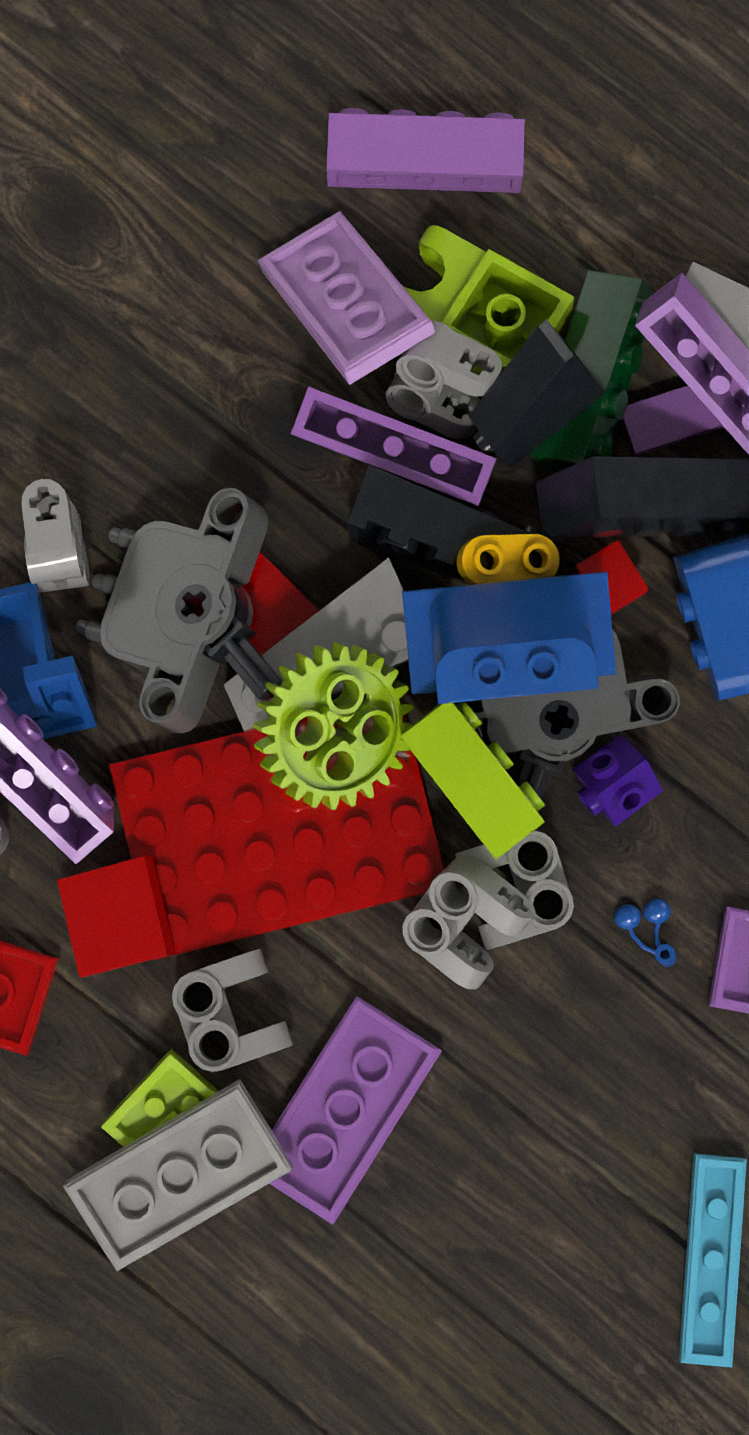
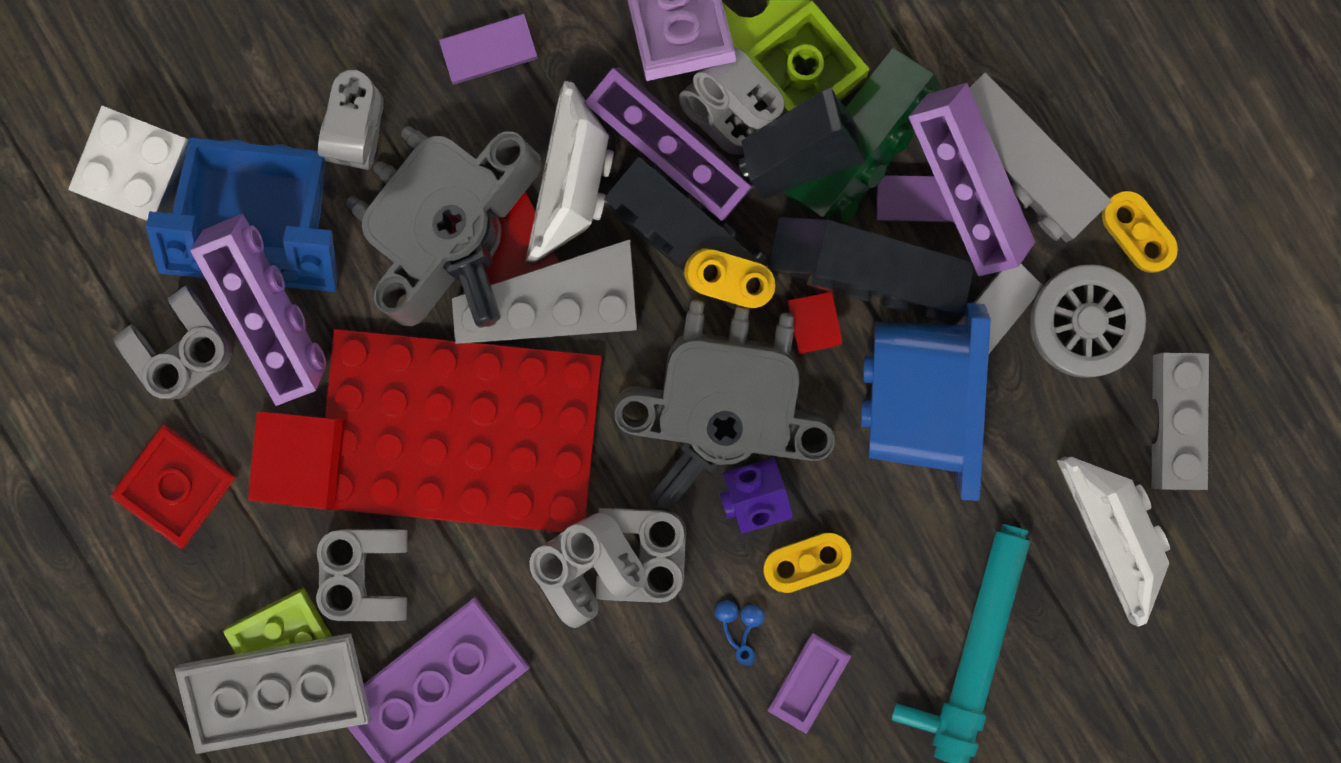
camera: 20 degrees right, 5 degrees up
(169, 420) = (488, 49): none -> medium lavender tile
(301, 517) = (570, 176): none -> white wedge
(308, 694) = (517, 335): lime gear -> none
(474, 776) = (633, 452): lime brick -> none
(510, 637) = (704, 348): blue windscreen -> none
(693, 834) = (807, 562): none -> yellow plate

